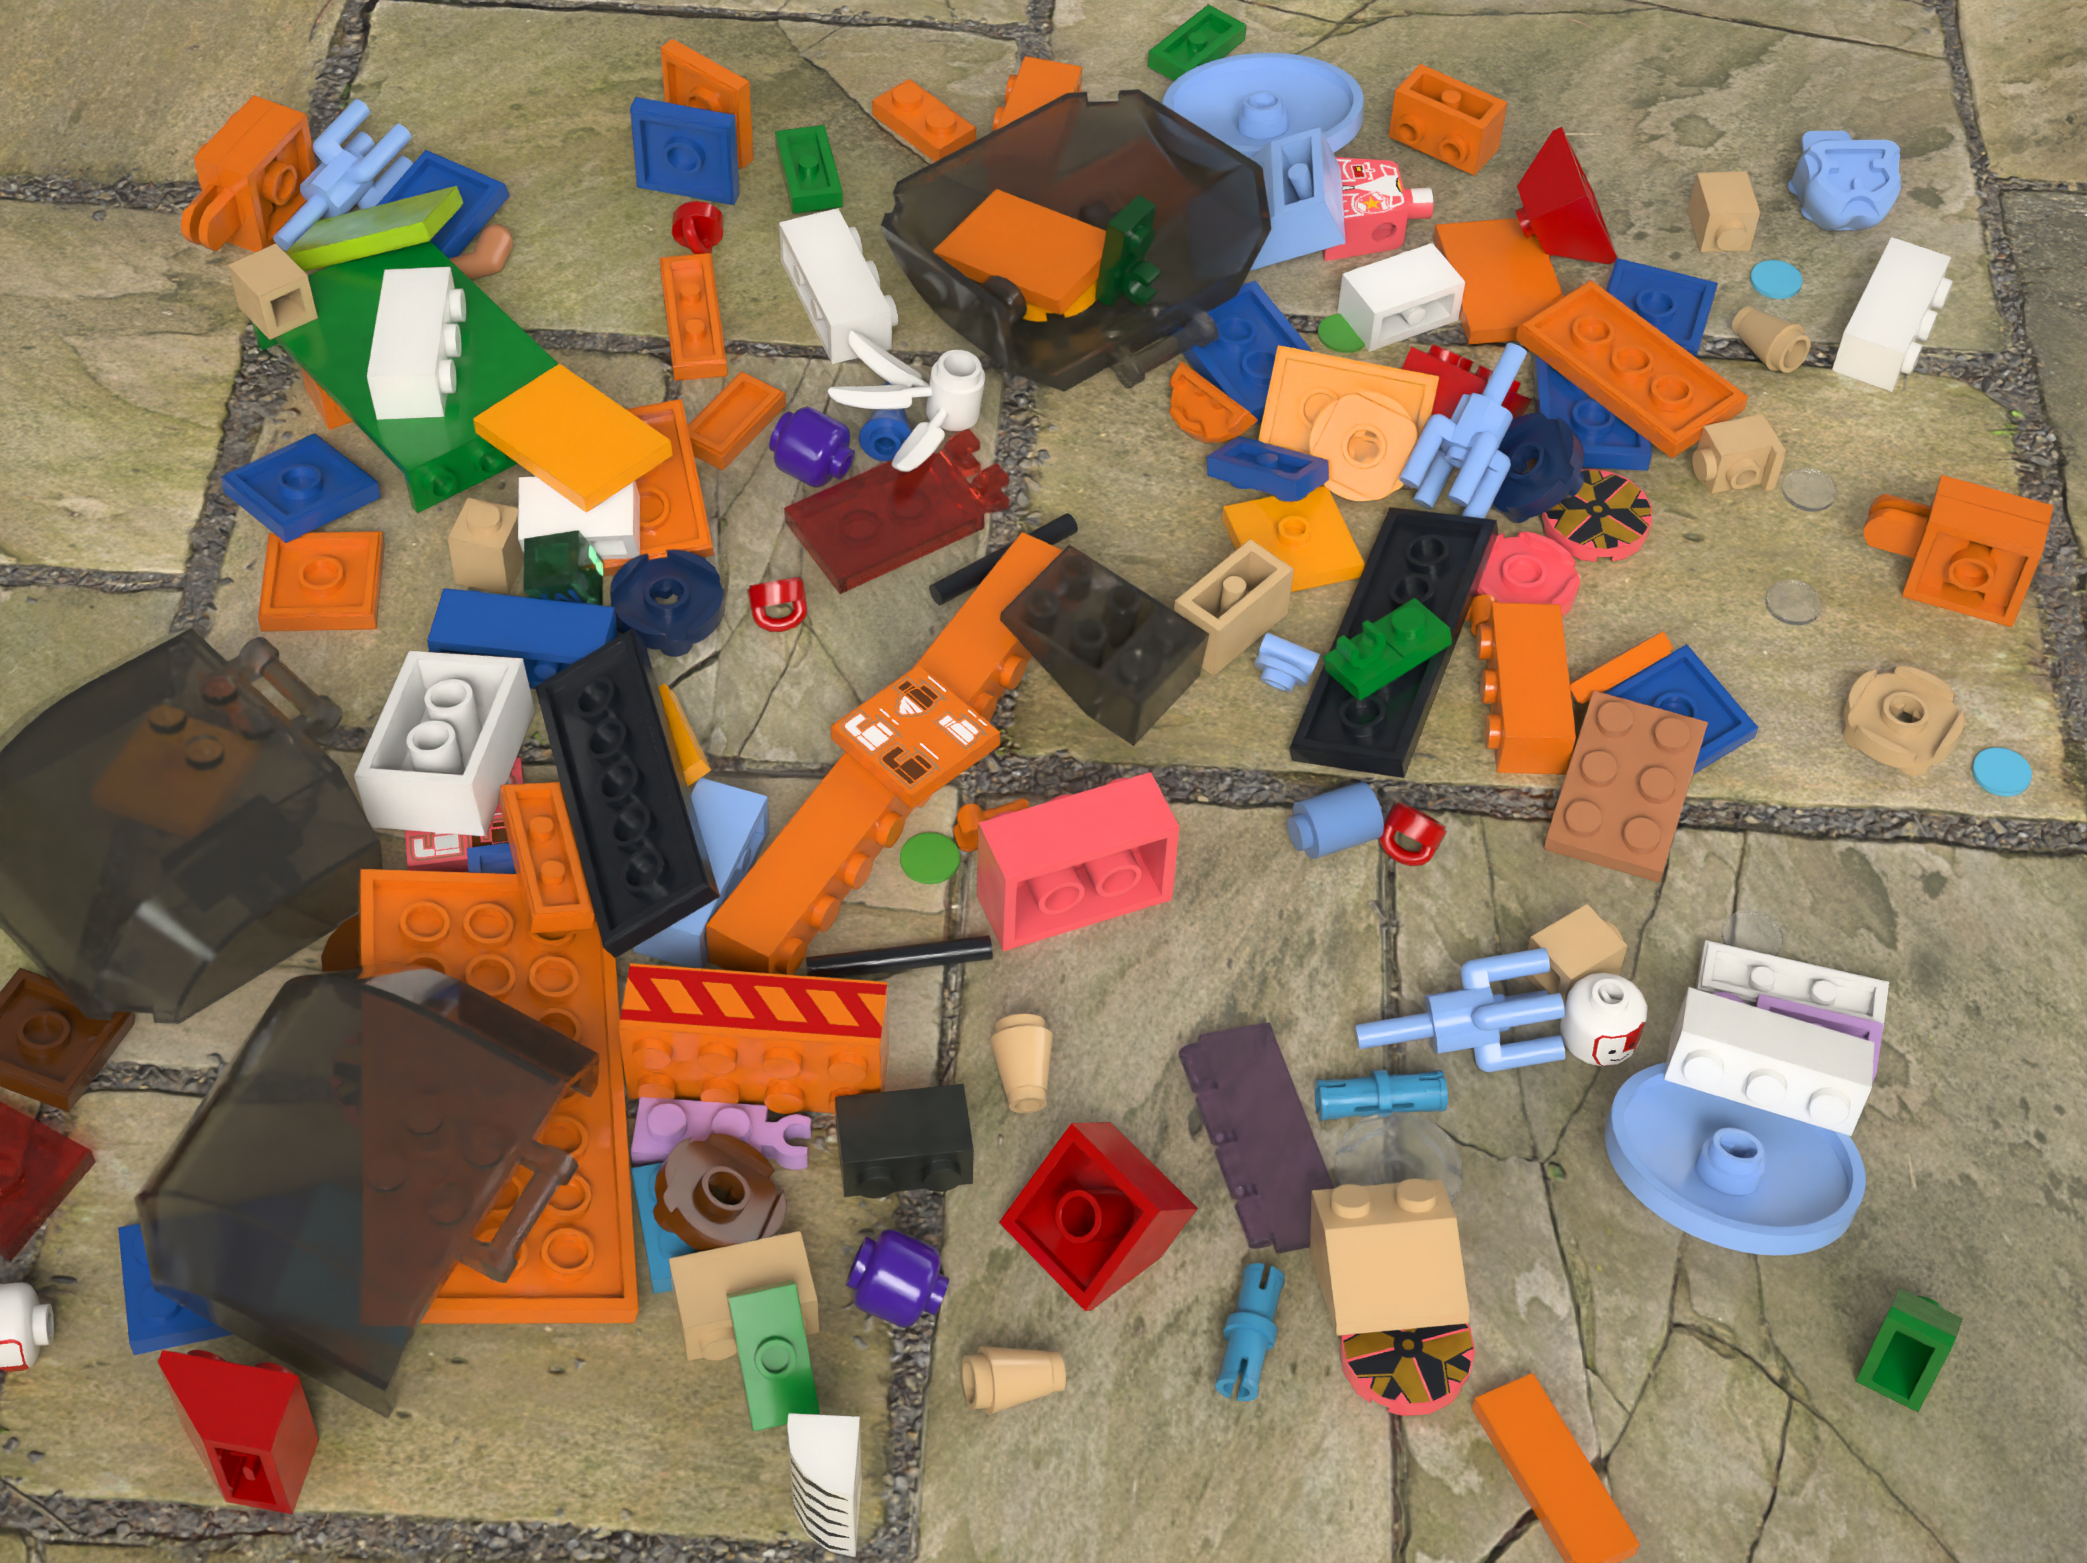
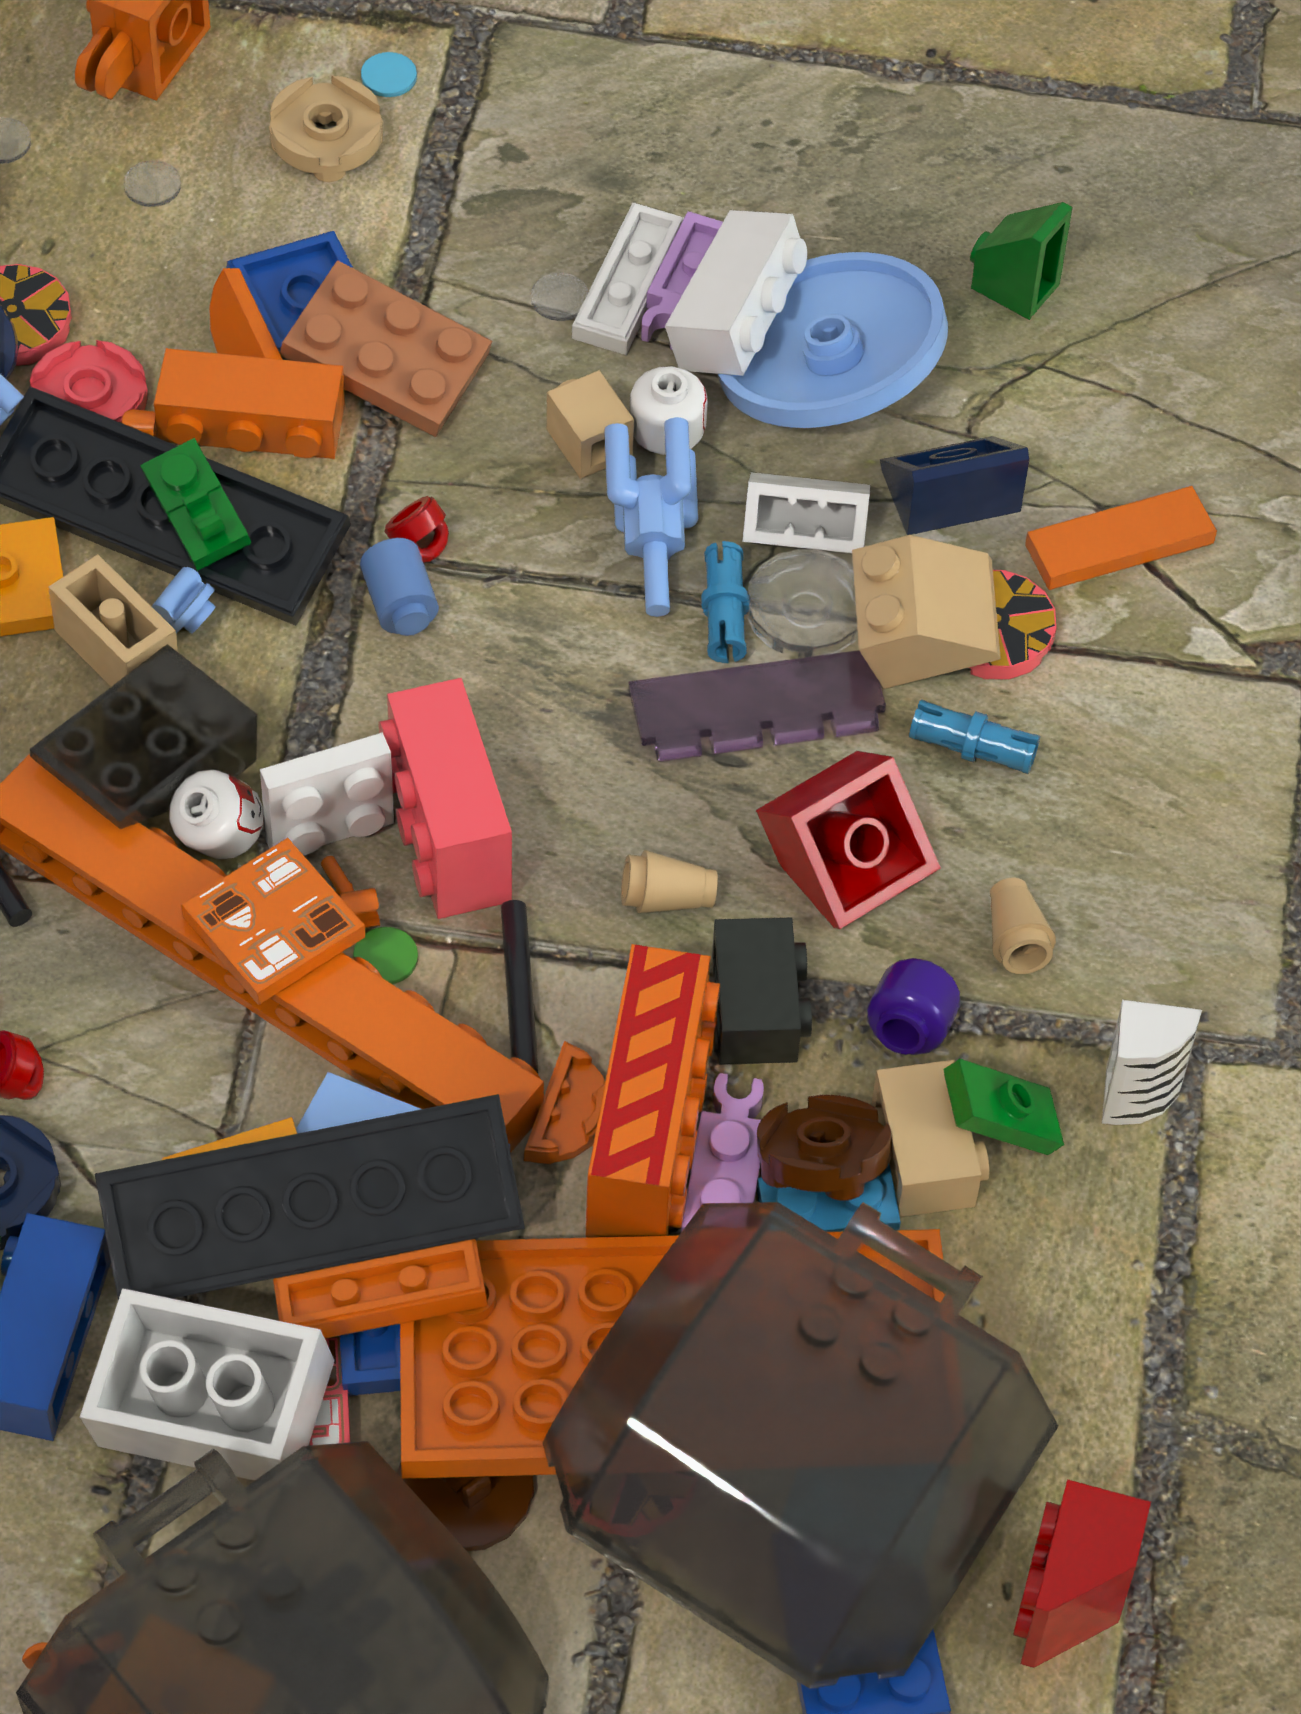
camera: 85 degrees left, 5 degrees up
(1042, 699) = (216, 814): none -> white head
(1057, 753) = (329, 795): none -> white plate
(1510, 1159) = (806, 513): none -> white brick
(1588, 1297) = (957, 483): none -> dark blue slope

